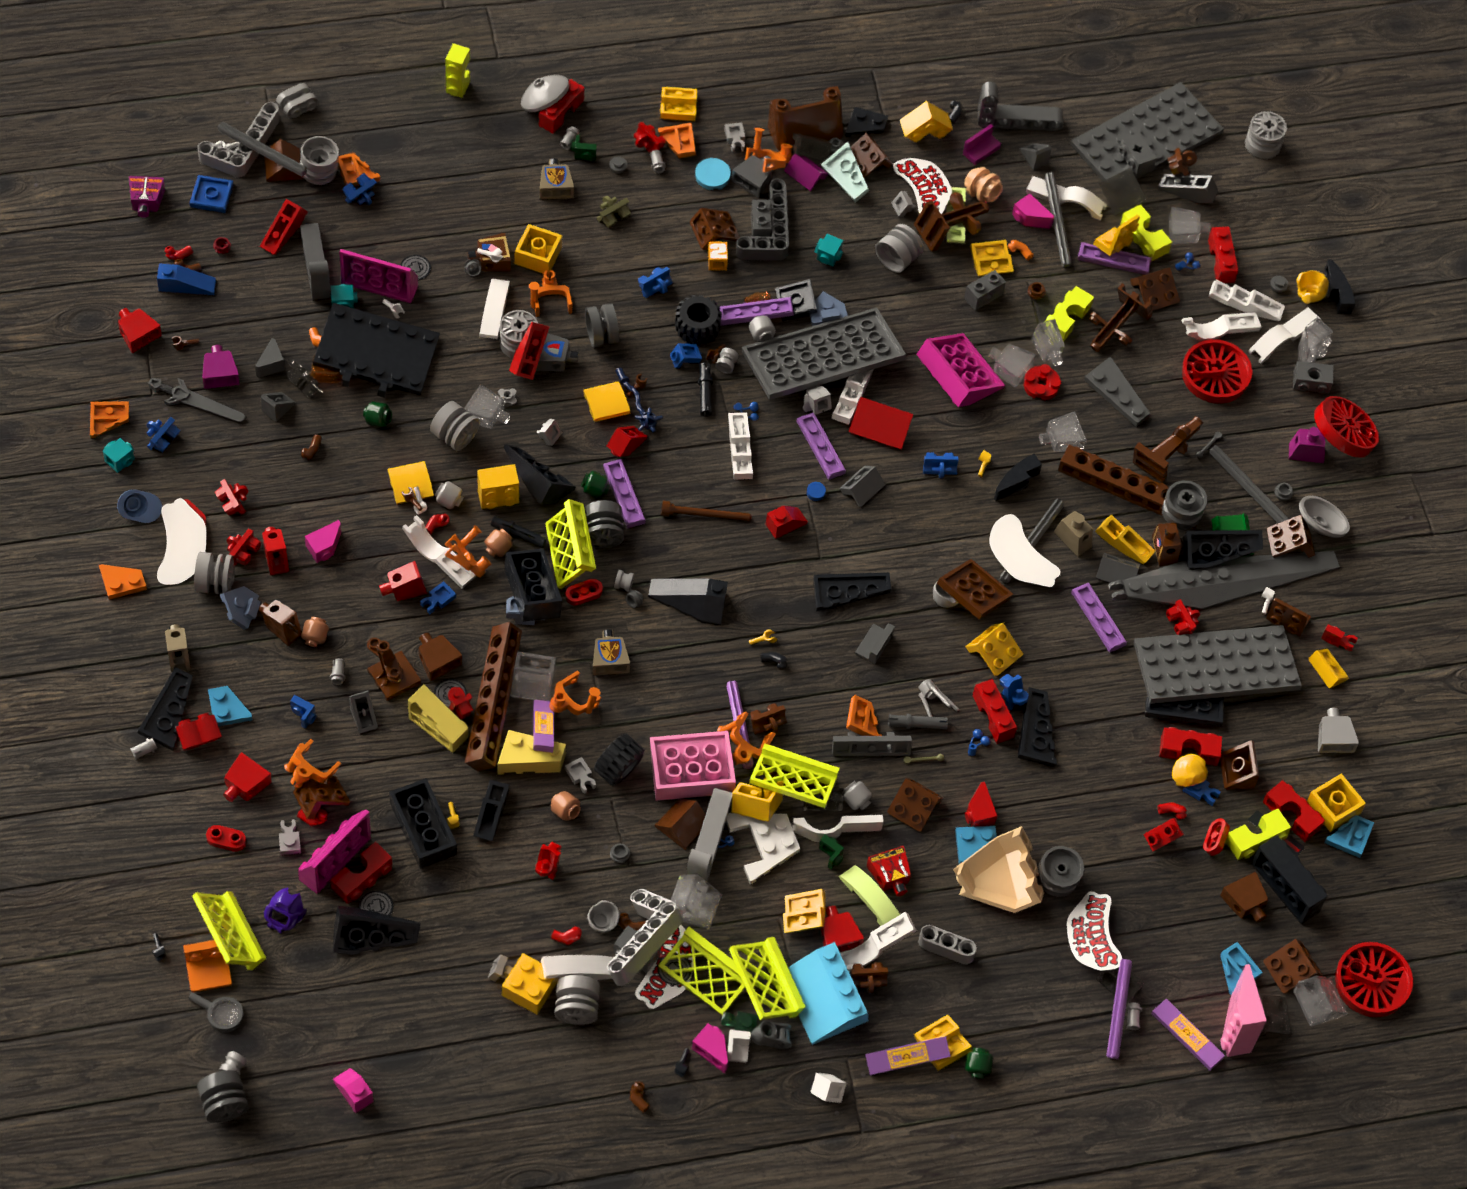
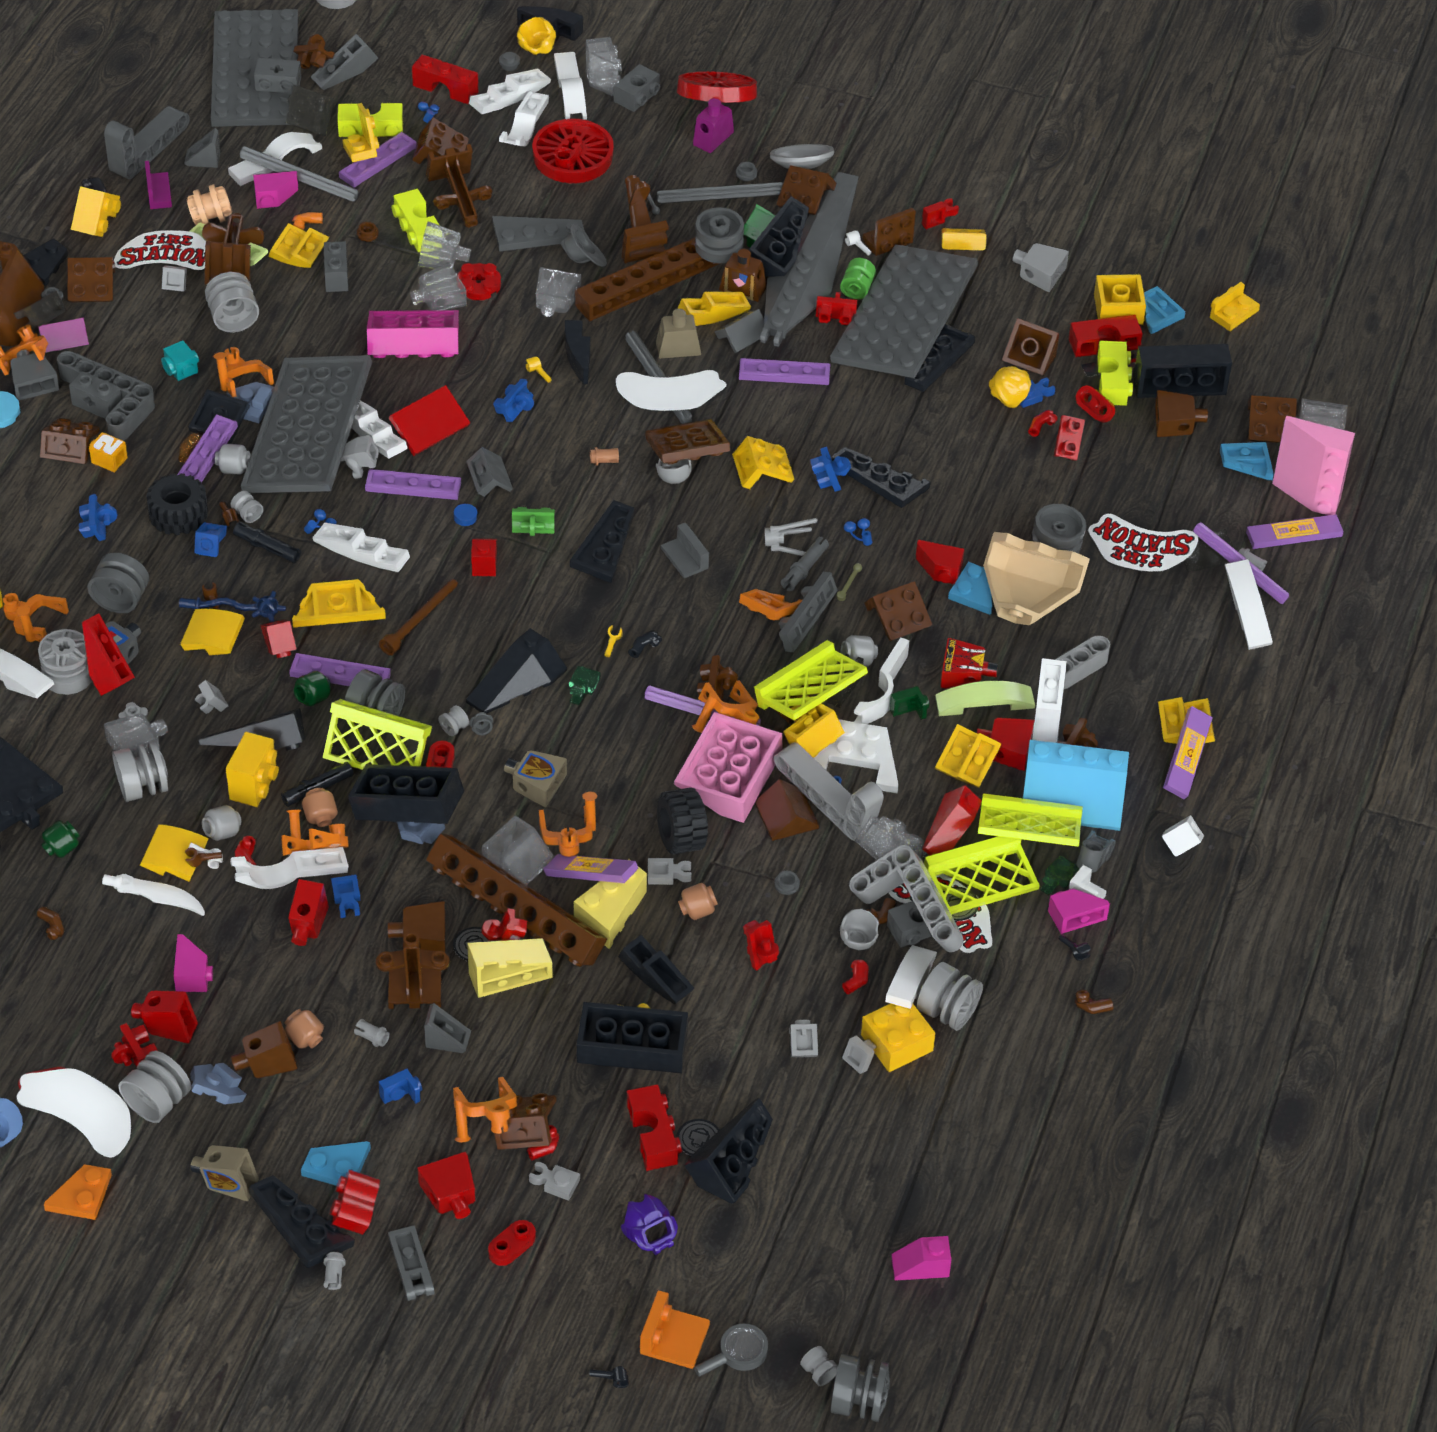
camera: 55 degrees left, 10 degrees down
(174, 788) = (410, 1262): none -> dark grey plate
(233, 920) = (646, 1280): neon yellow fence -> none
(234, 495) = (56, 1024): red hips -> none
(336, 852) = (612, 1131): dark pink slope -> none
(374, 490) = (154, 891): none -> white sword
(490, 927) = (803, 1039): none -> light grey bracket
(680, 459) = (337, 603): none -> yellow wing
(714, 640) = (582, 682): none -> clear green plate
(735, 929) = (952, 820): none -> red slope
(834, 534) = (533, 520): none -> bright green hips
(846, 172) = (95, 302): light aqua wing -> none
(849, 285) = (236, 366): none -> orange piece
(929, 545) = (604, 456): none -> nougat pin
(979, 1063) = (1230, 701): dark green head -> none
(1000, 720) = (853, 494): red arch -> none
(1082, 1032) = (1248, 604): none -> white slope
(1120, 429) = (581, 248): none -> dark grey piece
(1185, 226) = (386, 87): clear torso -> none
(1206, 745) = (971, 381): red arch -> none
(1224, 617) = (858, 278): none -> bright green wheel
(1381, 986) = (1337, 370): red piece -> none
(1395, 887) = (1233, 307): none -> yellow bracket

